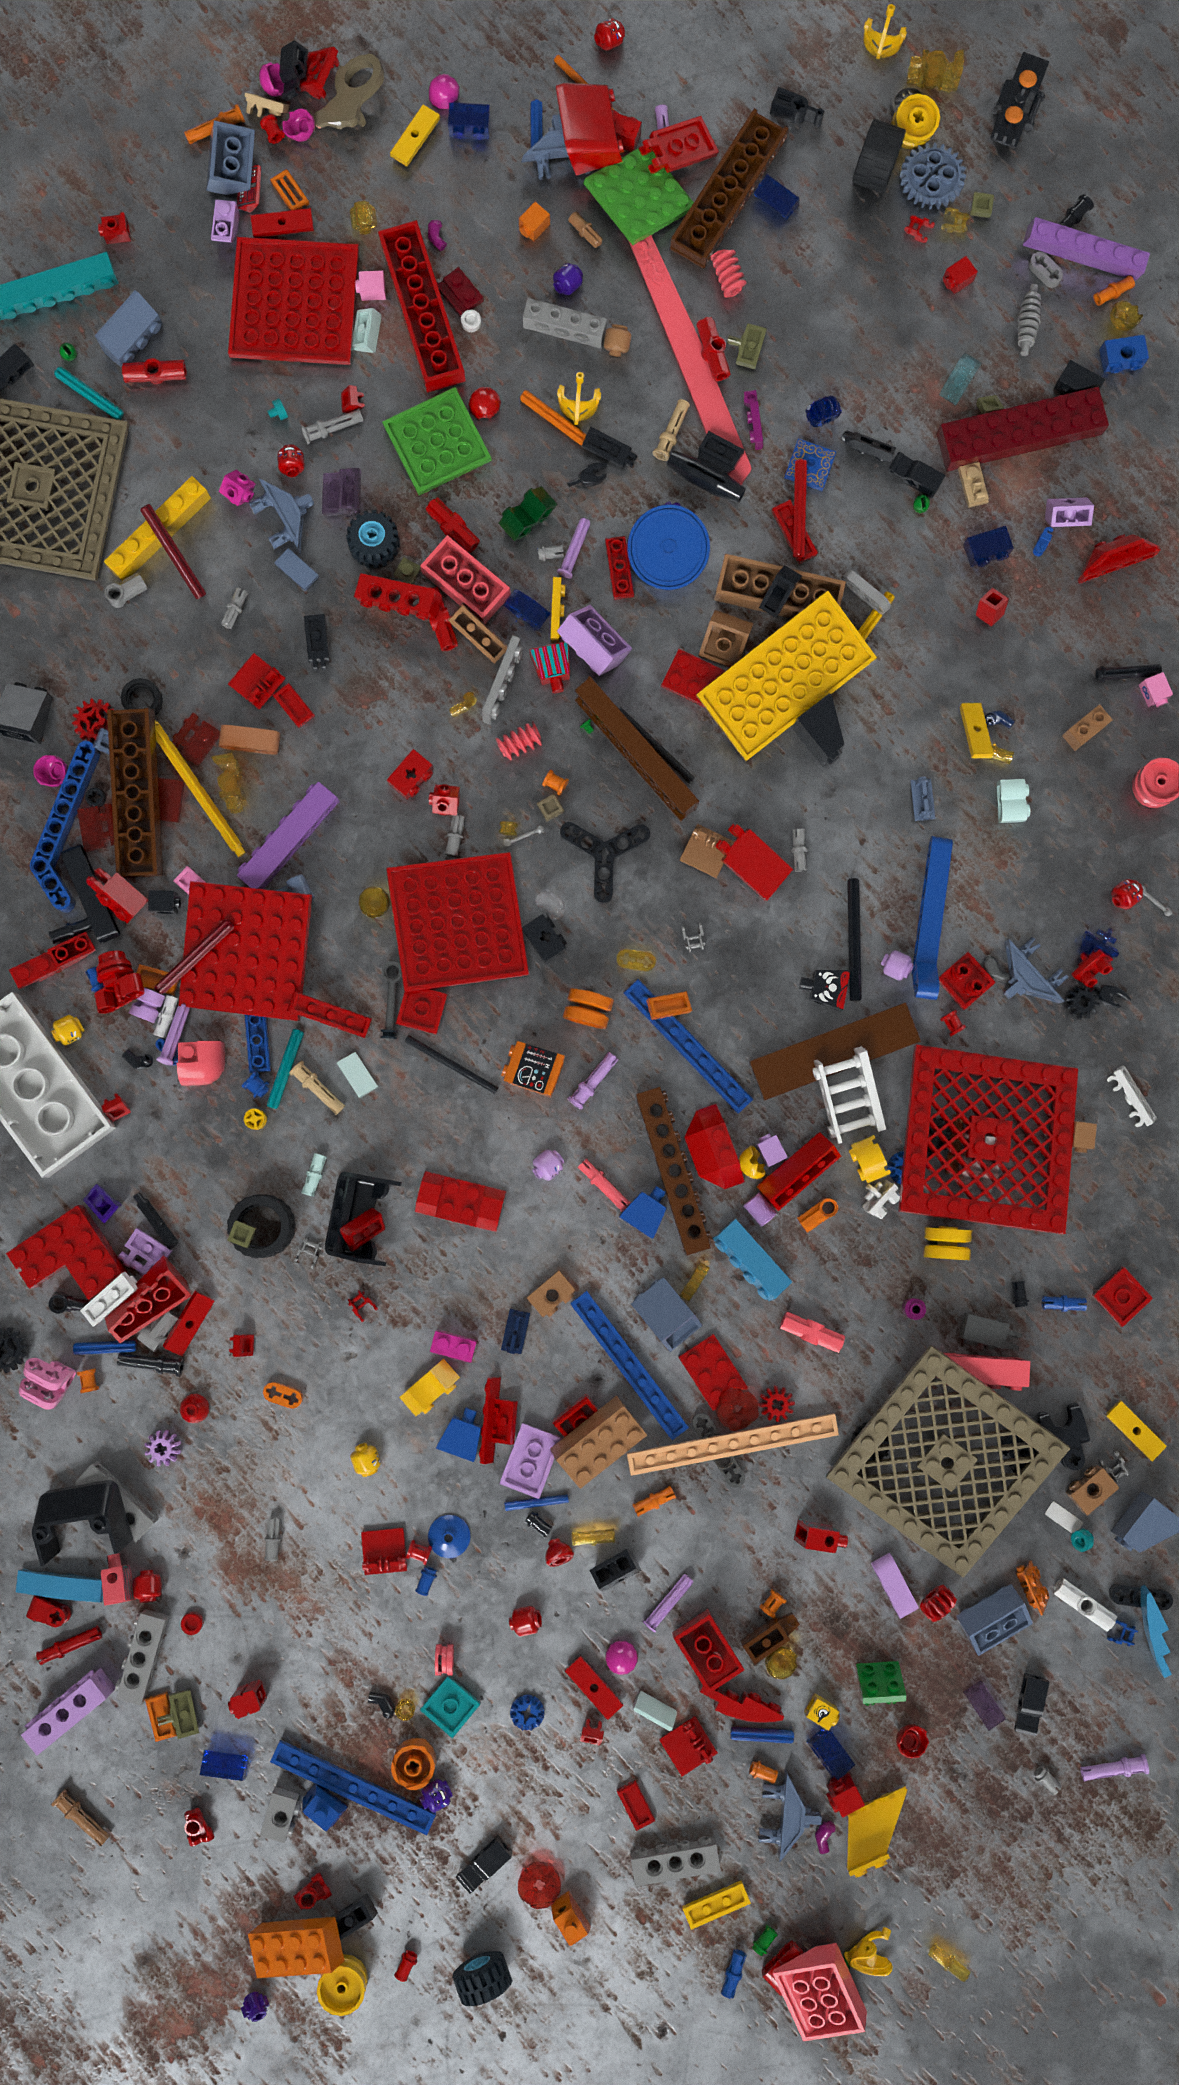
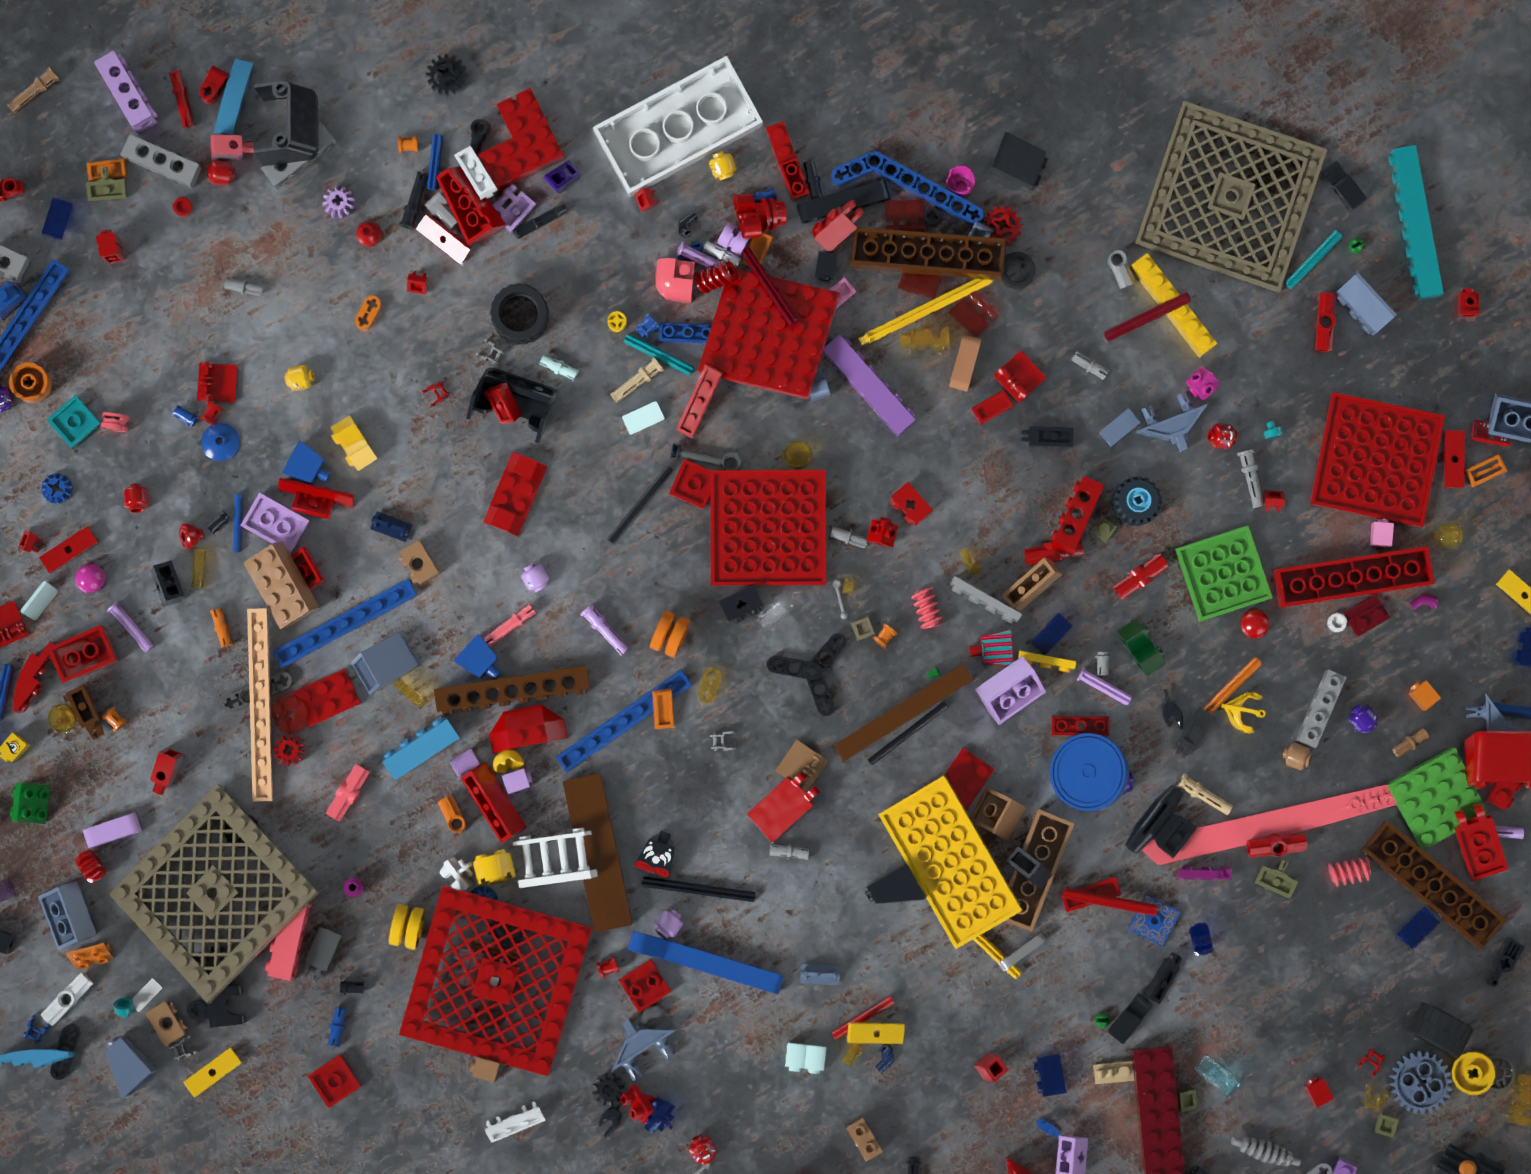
camera: 105 degrees right, 0 degrees up
(46, 1381) = (412, 108): bright pink piece -> none
(192, 1016) = (715, 277): none -> red piece
(225, 221) = (1458, 406): lavender slope -> none
(241, 1234) = (513, 296): olive plate -> none
(342, 493) = (1184, 478): clear purple brick -> none
(366, 330) = (1340, 523): light aqua slope -> none
(384, 1702) = (85, 365): black arm -> none
(398, 1710) = (77, 376): clear yellow bush -> none
(453, 1346) = (387, 469): dark pink brick -> none
(465, 579) = (1085, 580): coral brick -> none
(533, 1068) = (623, 576): slope -> none
(960, 748) = (864, 1016): none -> red piece

